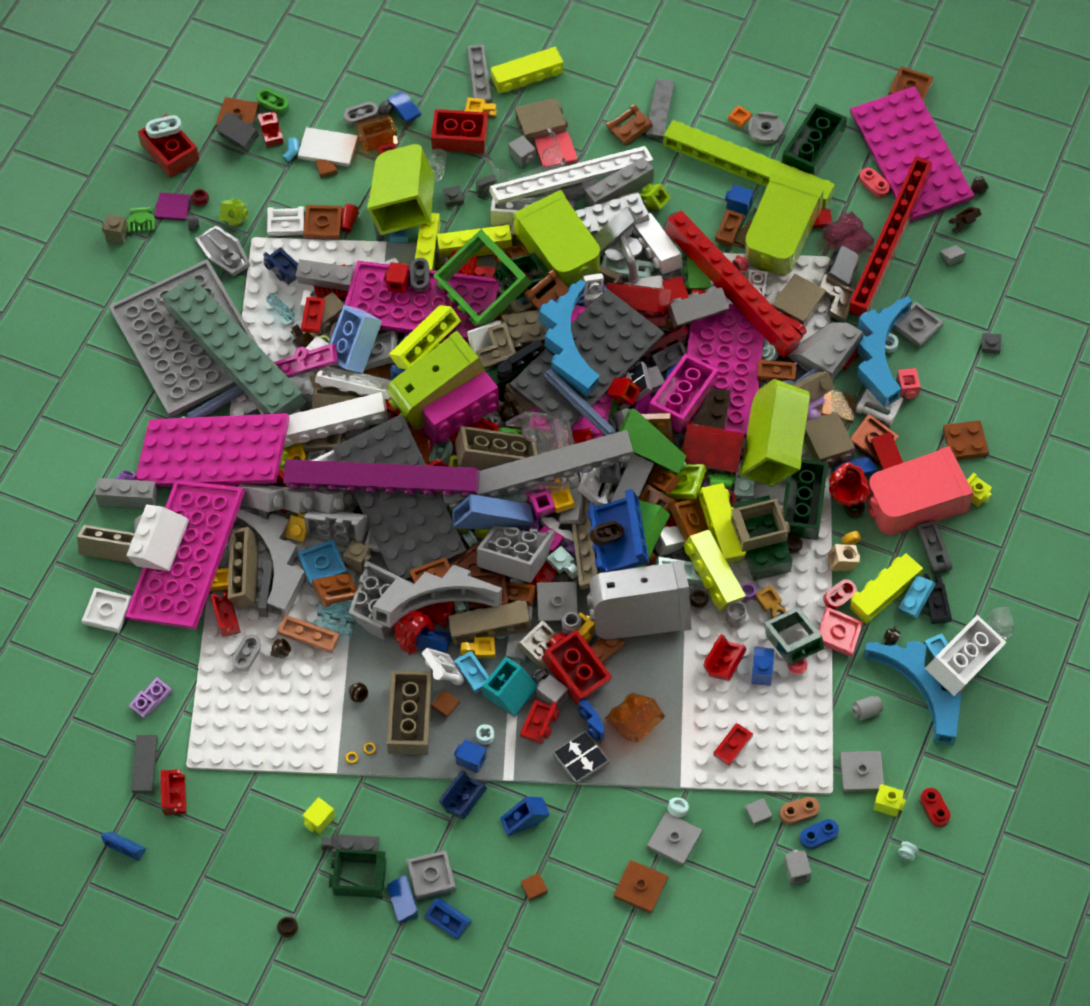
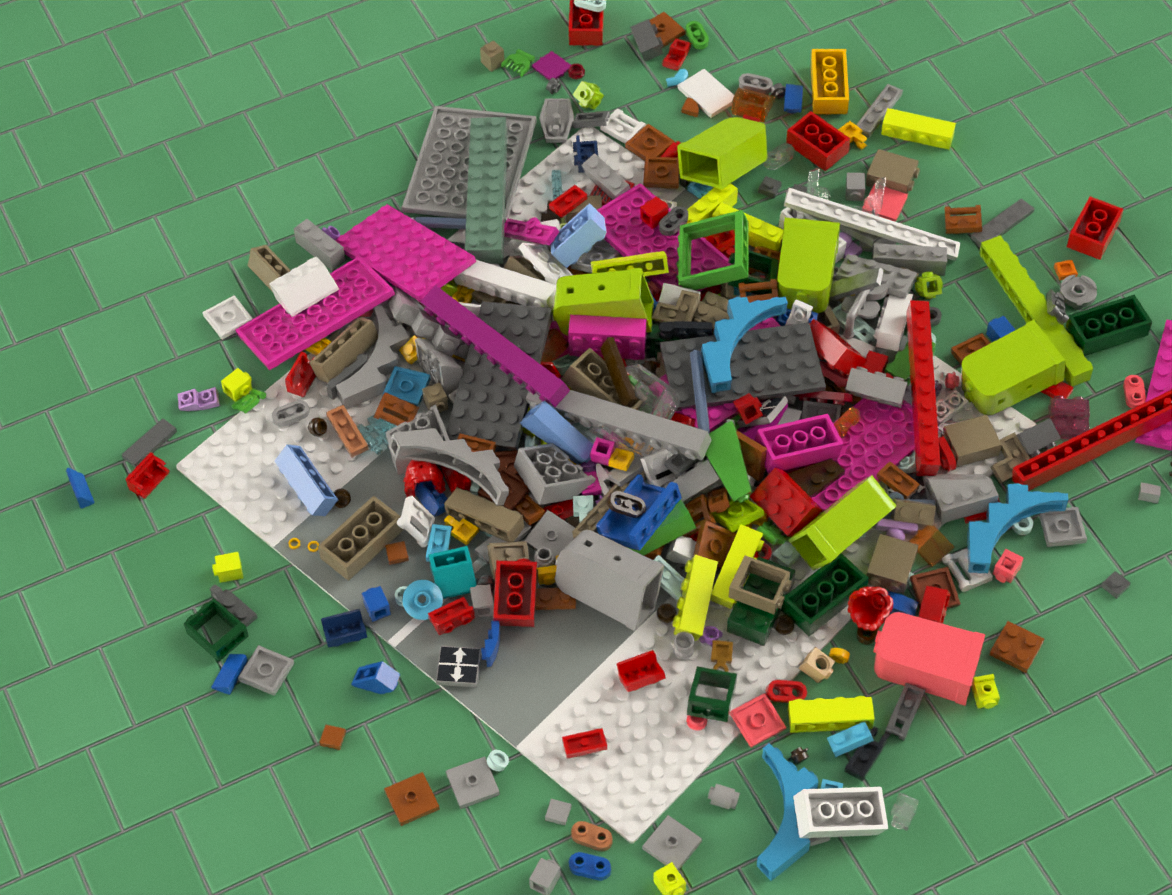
camera: 40 degrees right, 5 degrees down
(174, 661) = (237, 384): none -> neon yellow brick
(199, 666) = (249, 401): none -> bright green piece
(254, 232) = (591, 119): none -> dark grey tile
(287, 927) = (131, 630): dark brown plate -> none
(318, 699) = (306, 480): none -> brick
(358, 240) = (661, 173): none -> dark orange plate
(422, 73) = (829, 81): none -> yellow brick
(448, 918) = (249, 712): blue slope -> none
(503, 431) = (618, 372): none -> dark brown tile
(512, 722) = (414, 591): none -> medium azure dish
(635, 716) = (527, 665): clear orange slope -> none
(700, 345) = (849, 418): none -> clear orange plate
(735, 67) = (1095, 228): none -> red brick
(762, 666) = (666, 700): blue slope -> none
(766, 151) = (1056, 306): none -> dark grey plate

